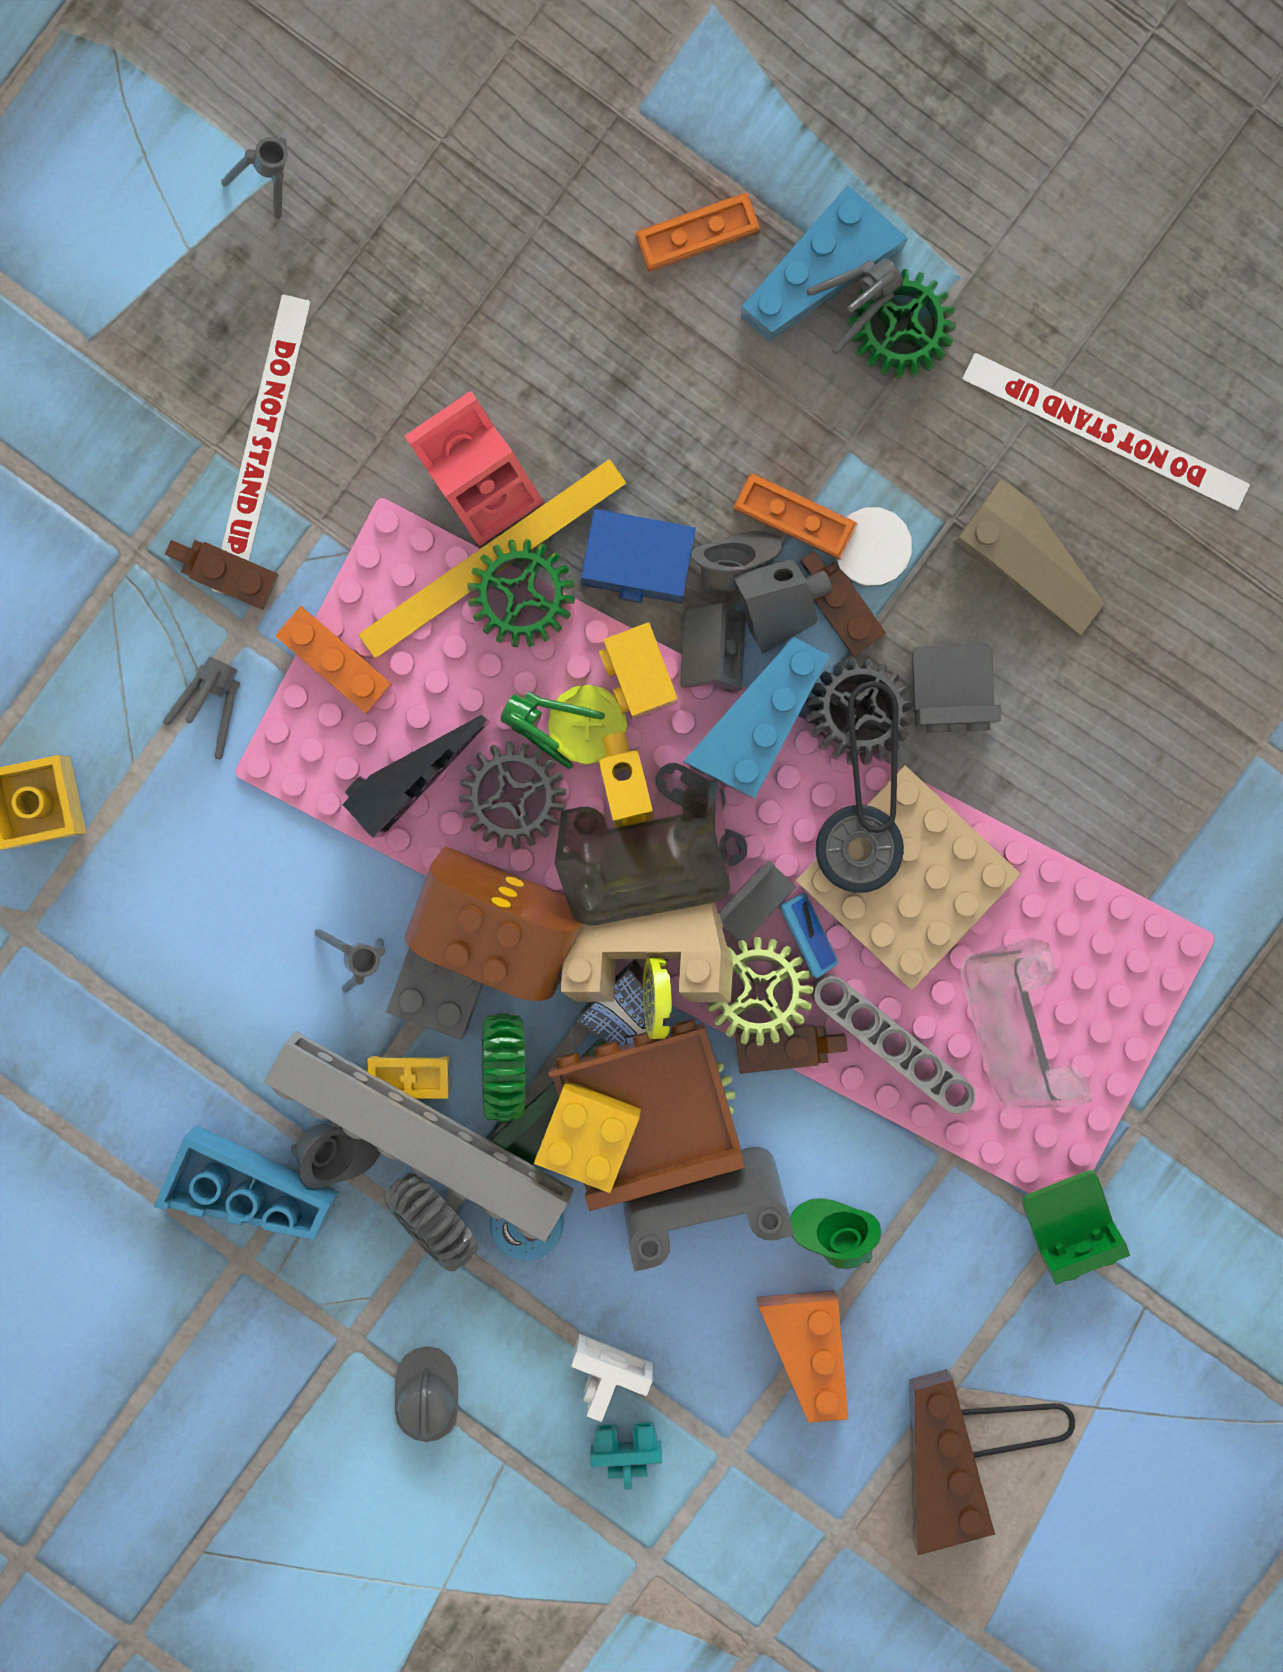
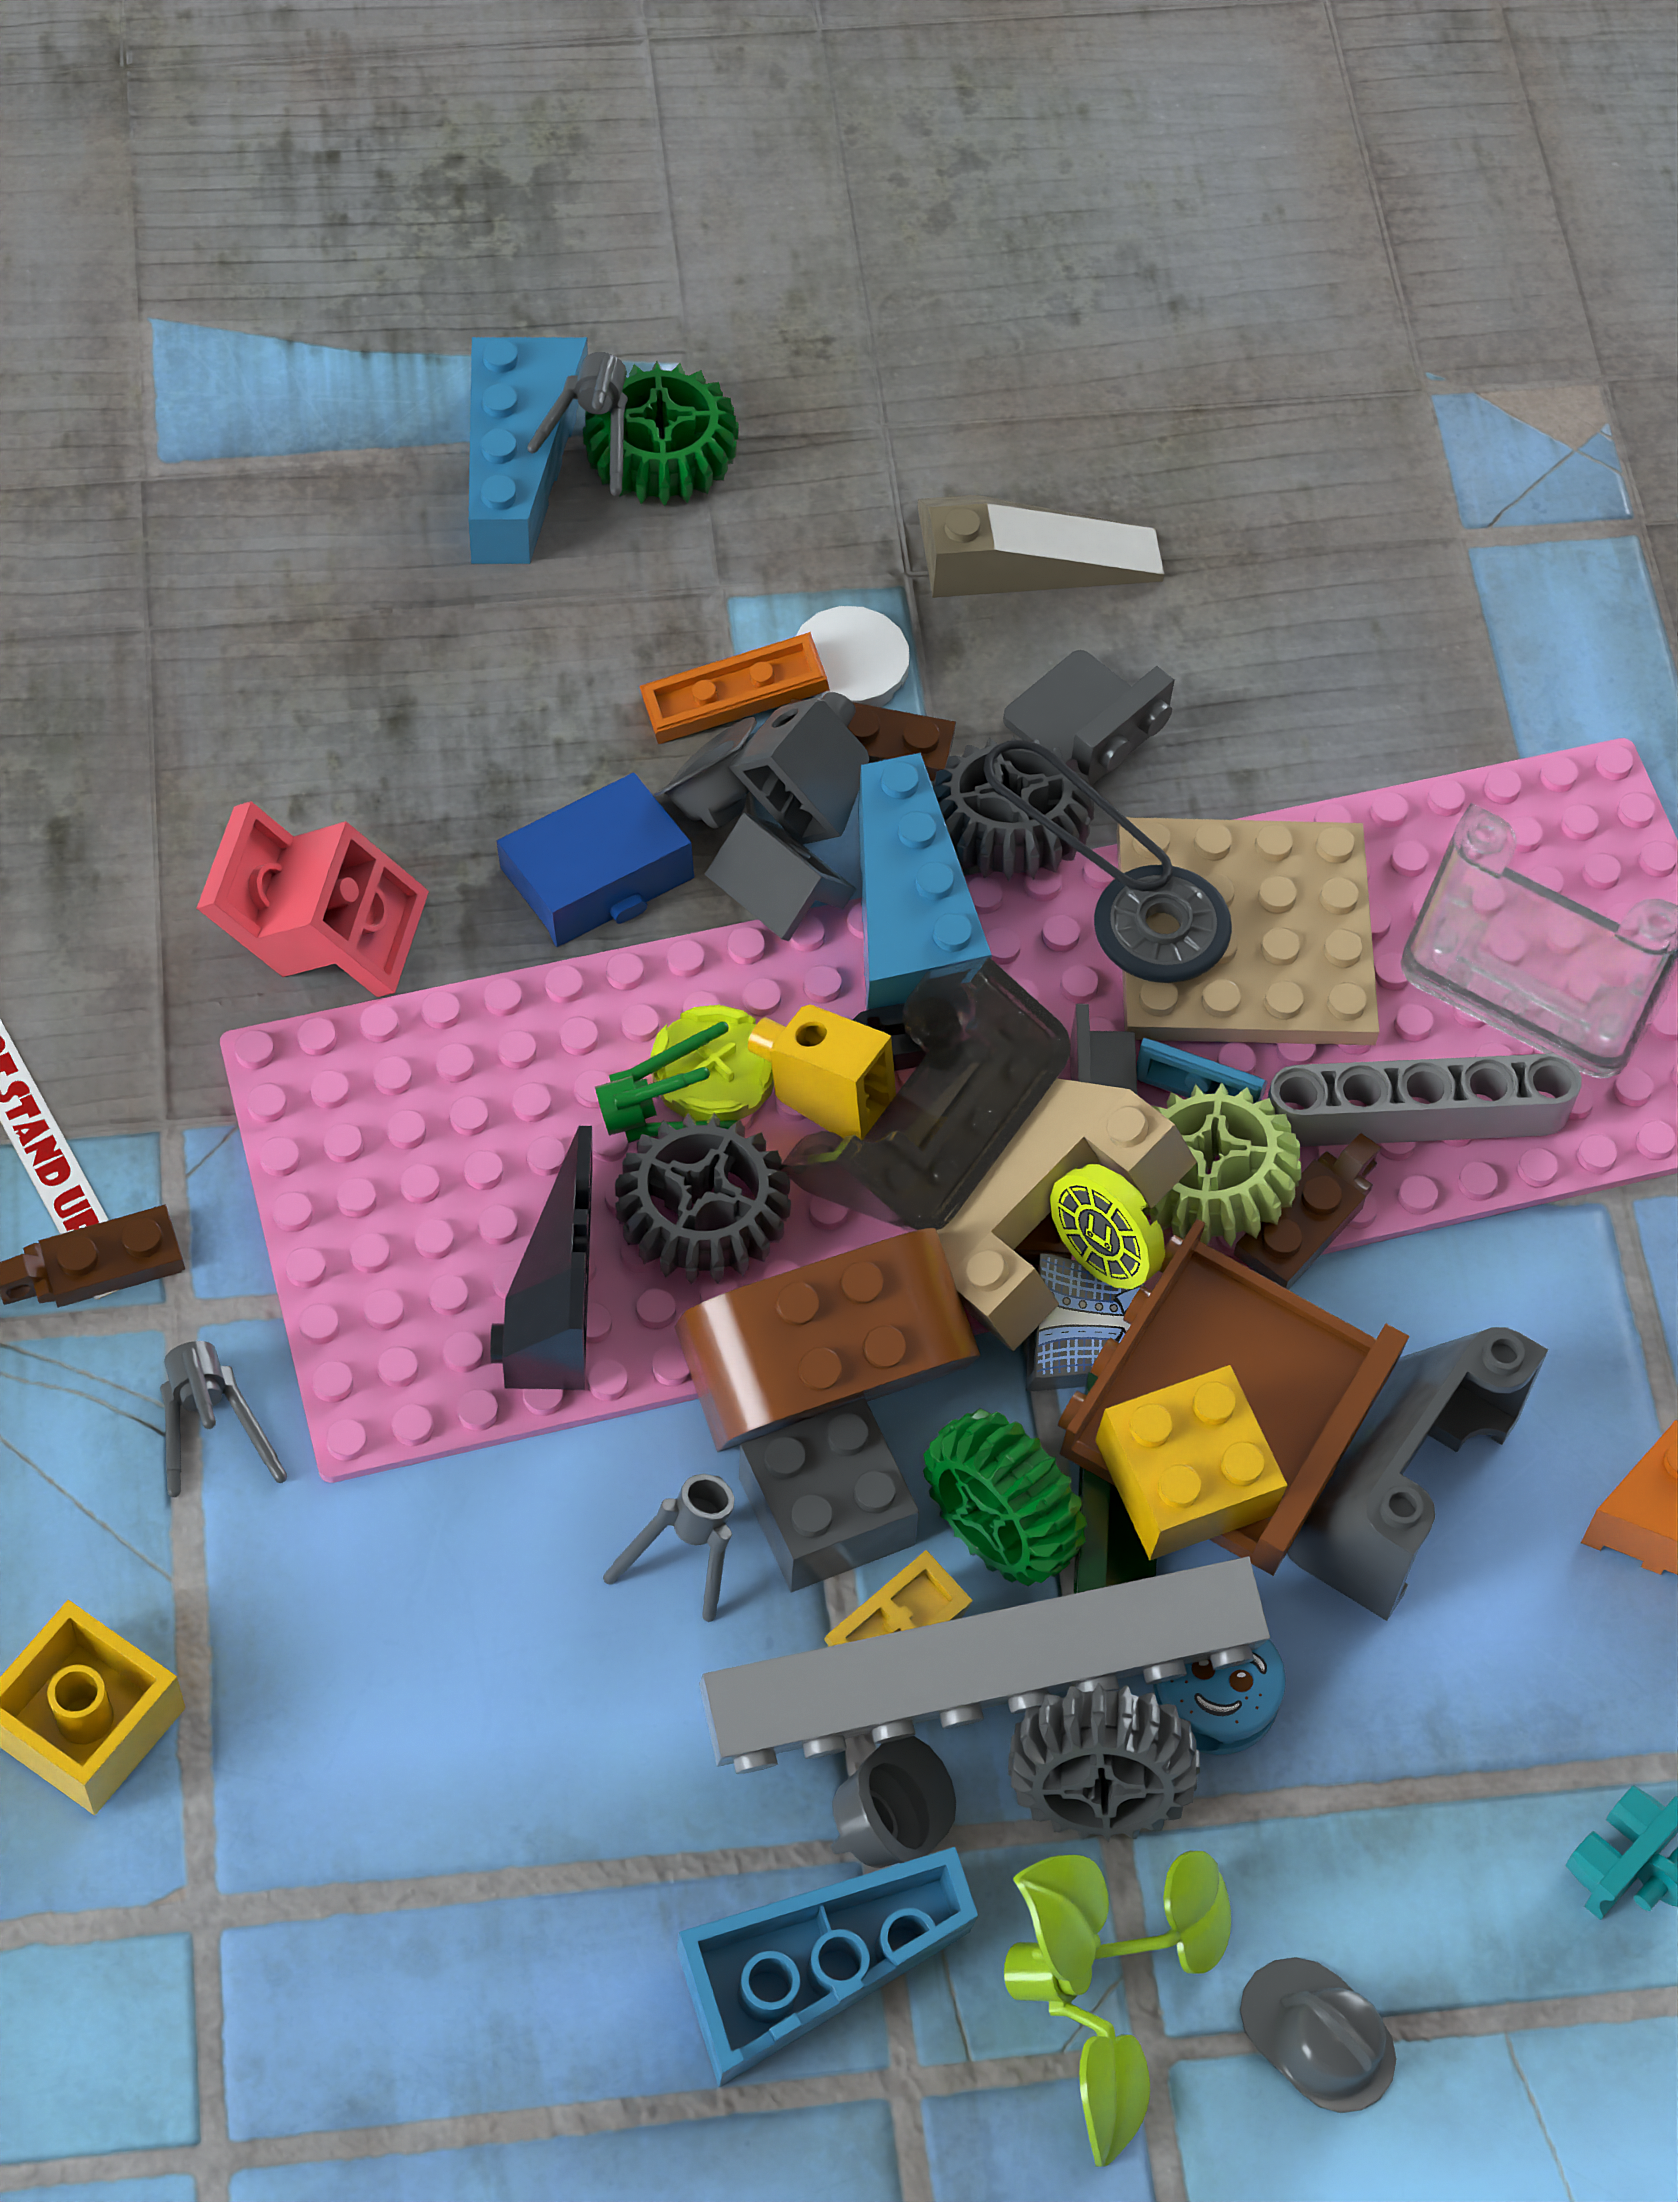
camera: 50 degrees left, 30 degrees down
(331, 1286) = (1067, 1912): none -> lime plant
(333, 660) = (331, 1235): orange plate -> none
(454, 583) = (421, 995): yellow sticker -> none
(490, 579) = (471, 1002): green gear -> none
(606, 1369) = (1512, 1757): white bracket -> none
(639, 670) = (722, 935): yellow brick -> none
(697, 232) = (342, 518): orange tile -> none
(836, 1231) = (1599, 1365): green piece -> none
(1106, 431) = (977, 385): white sticker -> none

